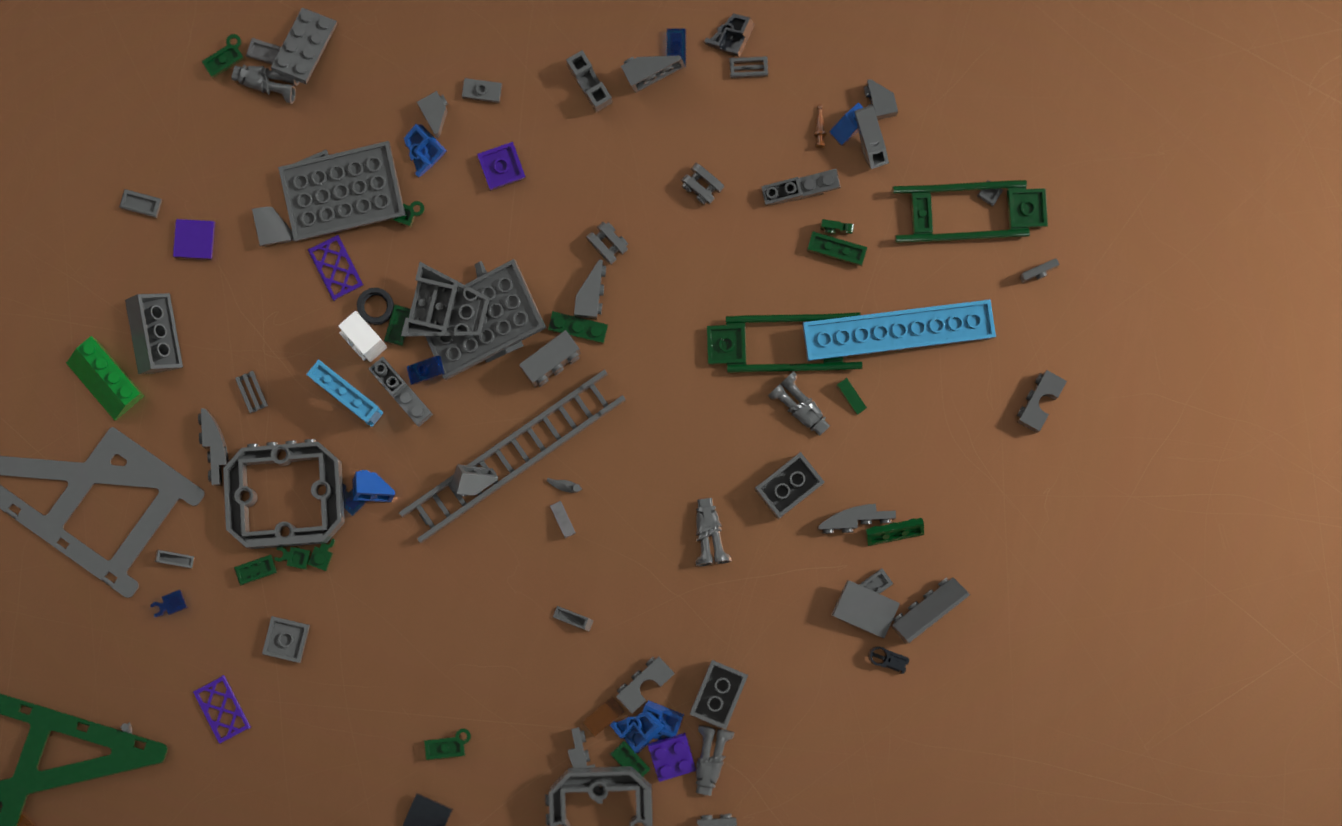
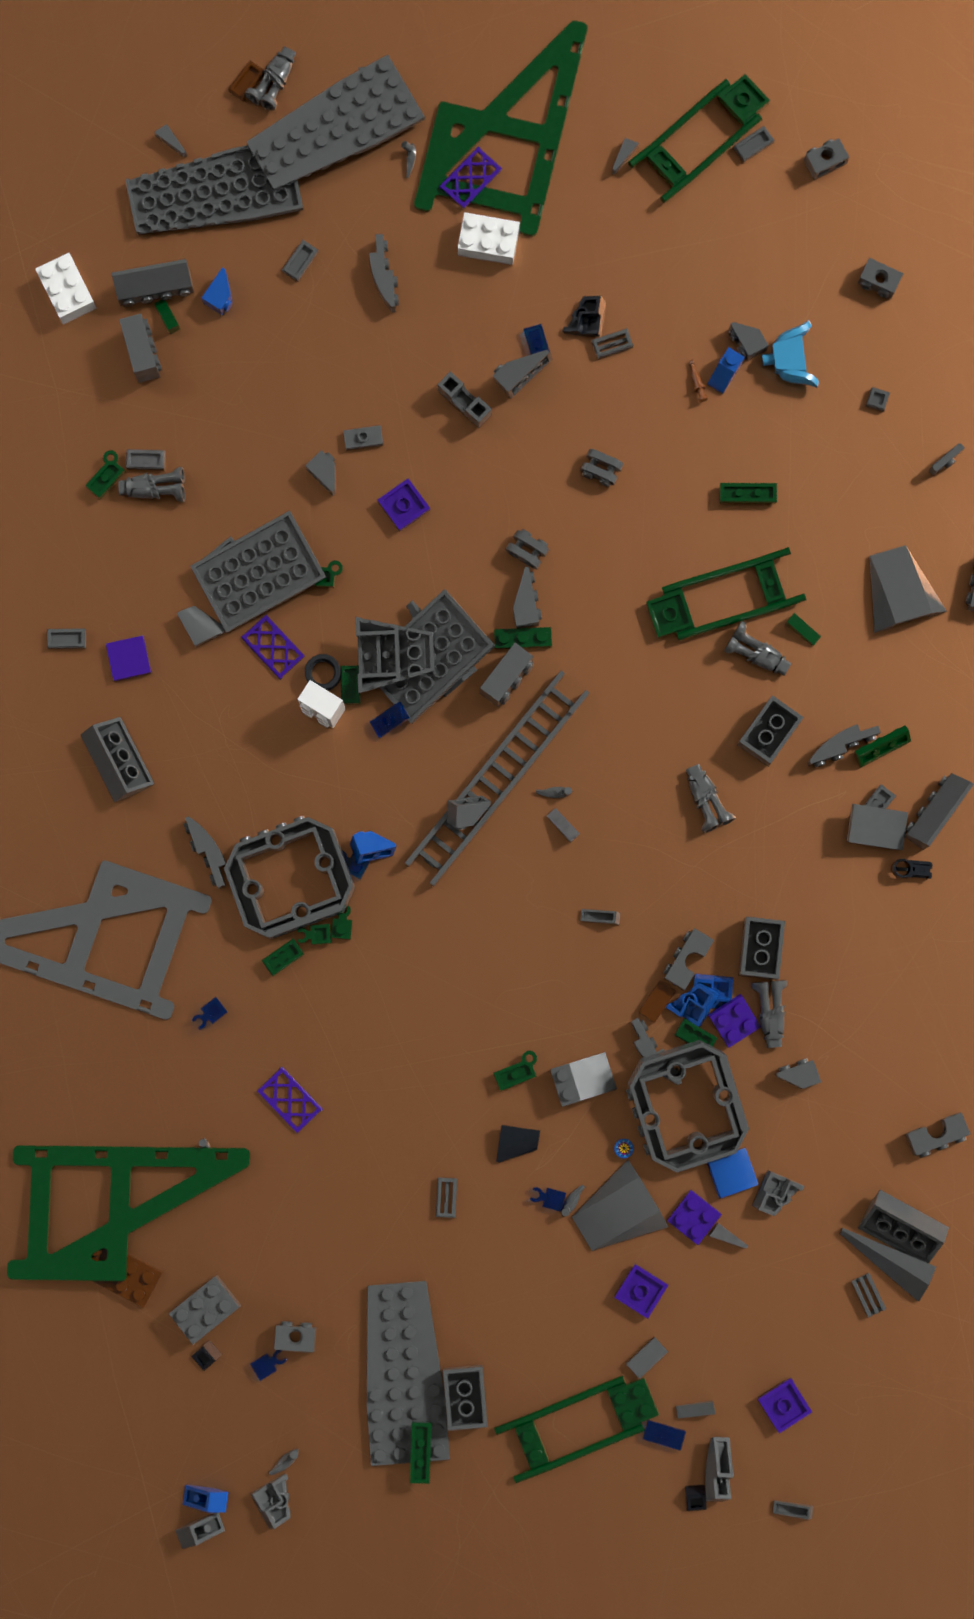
camera: 15 degrees left, 0 degrees up
(104, 378) = (81, 816): green slope -> none
(174, 559) = (200, 969): dark grey piece -> none
(245, 377) = (217, 776): dark grey tile -> none
(286, 639) = (332, 1015): dark grey plate -> none
(304, 46) = (180, 442): dark grey plate -> none
(345, 393) = (320, 763): dark azure fence -> none
(400, 391) = (371, 747): dark grey slope -> none
(423, 148) = (323, 509): blue slope -> none
(509, 771) = (583, 1079): none -> slope
(801, 188) = (697, 444): dark grey slope -> none
(831, 227) = (737, 473): dark green plate -> none
(871, 137) = (750, 377): dark grey slope -> none
(898, 330) = (830, 553): dark azure plate -> none
(915, 128) = (789, 356): none -> dark azure torso
(957, 384) = (900, 589): none -> dark grey wedge
(1024, 66) = (876, 269): none -> dark grey brick
(1025, 210) = (914, 401): dark green plate -> none

